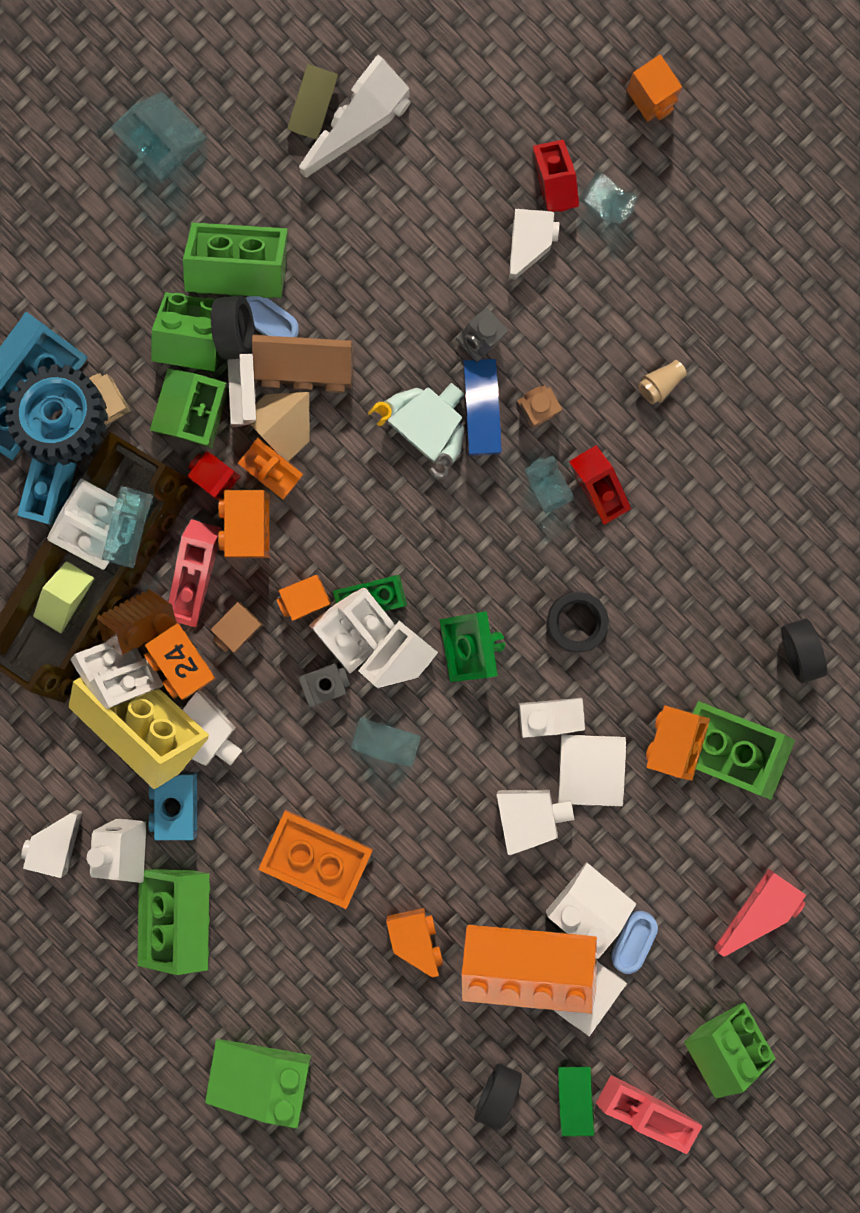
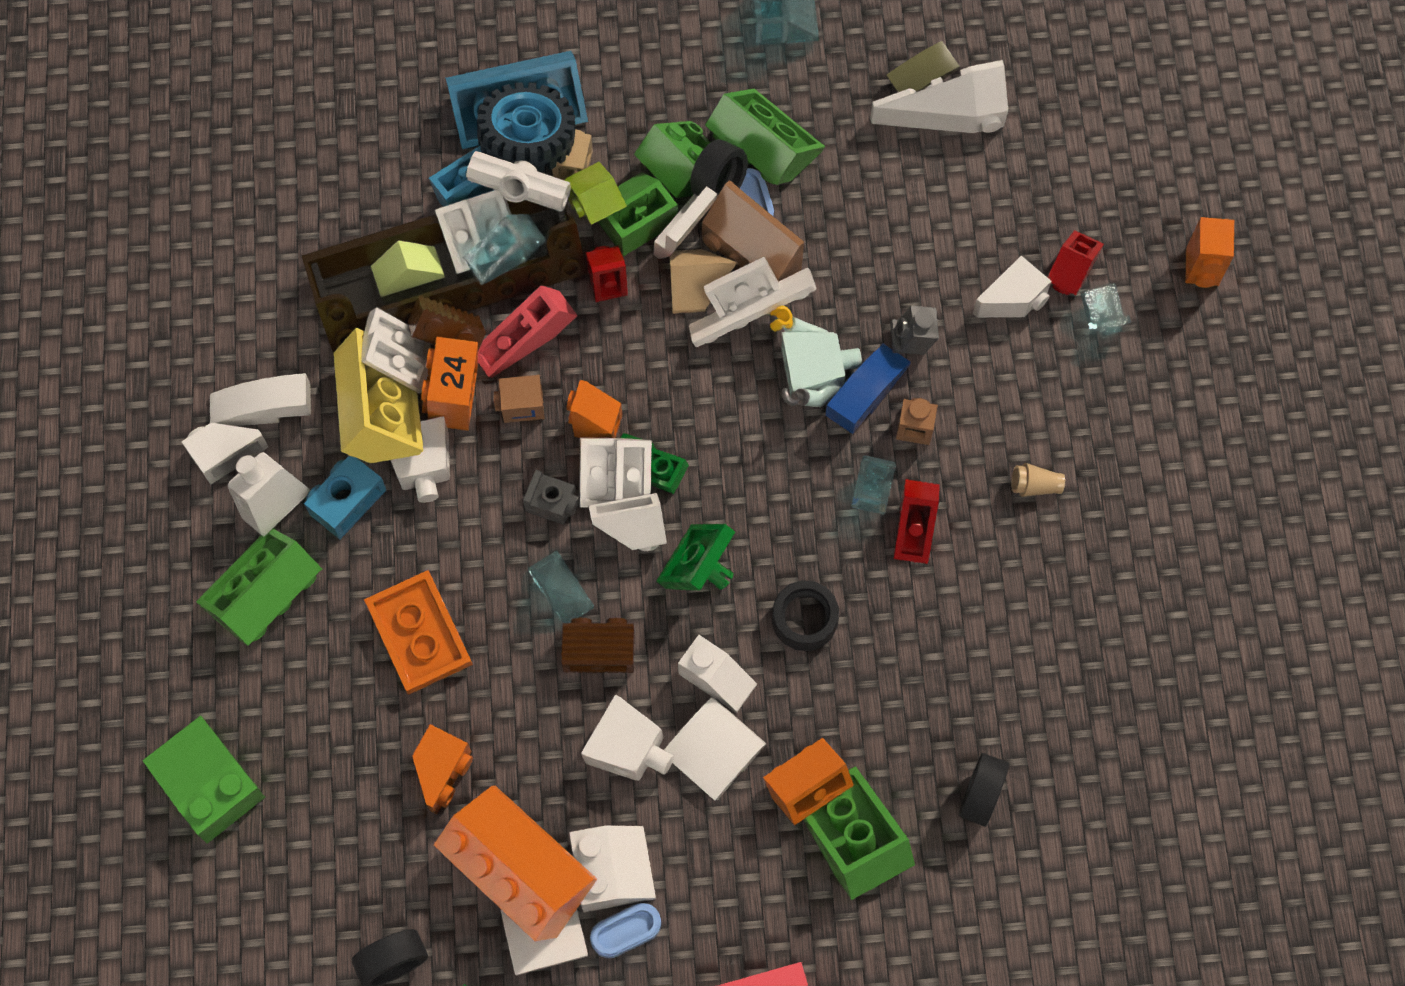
camera: 45 degrees right, 20 degrees down
(48, 787) = (261, 401): none -> white slope
(93, 468) = (502, 177): none -> white piece
(154, 425) = (594, 193): none -> lime brick
(245, 524) = (599, 322): orange brick -> none
(270, 468) = (656, 301): orange hips -> none
(341, 413) = (747, 296): none -> white bracket
(451, 766) = (598, 646): none -> reddish brown brick

